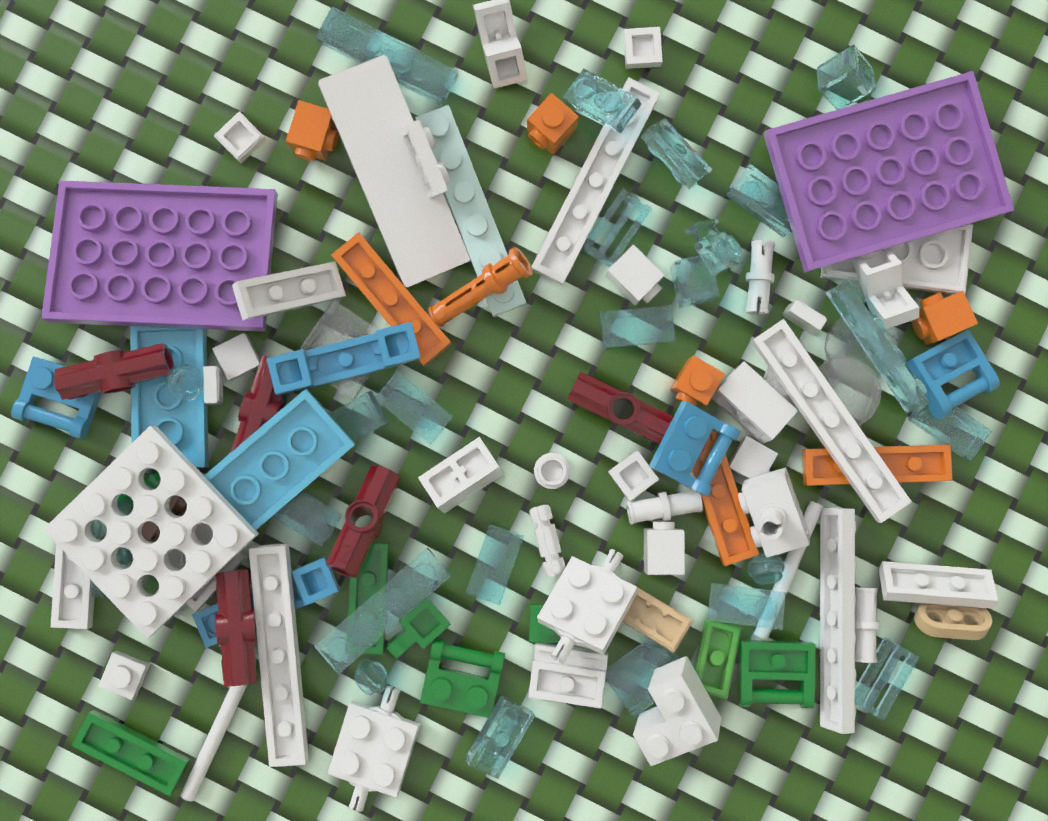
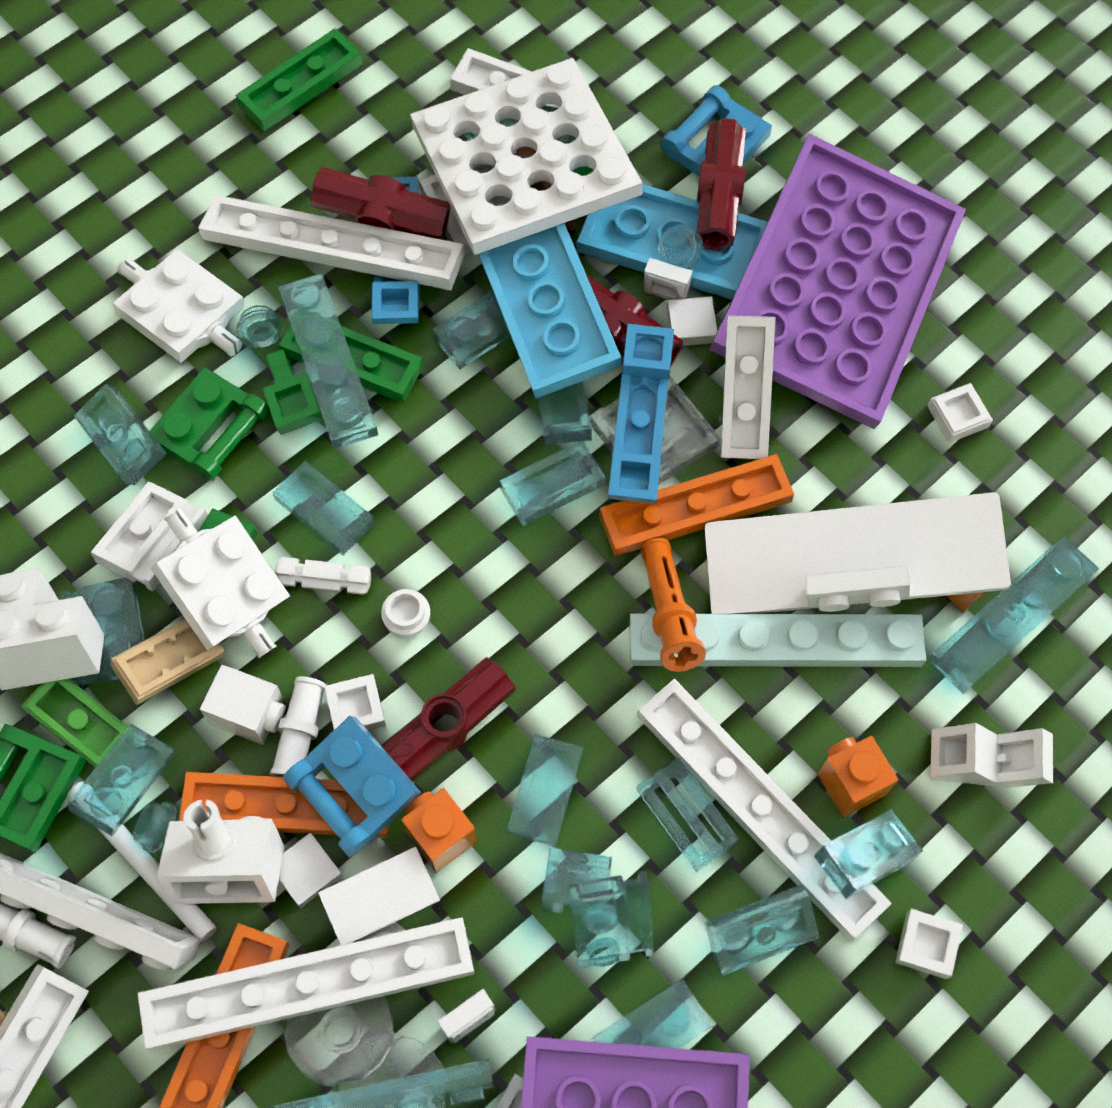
camera: 110 degrees right, 20 degrees down
(124, 675) = (385, 101): white plate -> none
(212, 742) = (271, 157): white bar -> none
(312, 132) = (939, 478): orange brick -> none
(356, 541) = (419, 353): dark red piece -> none
(461, 475) = (446, 502): white hinge -> none
(635, 276) = (612, 807): white brick -> none
(760, 277) = (546, 980): white pin -> none

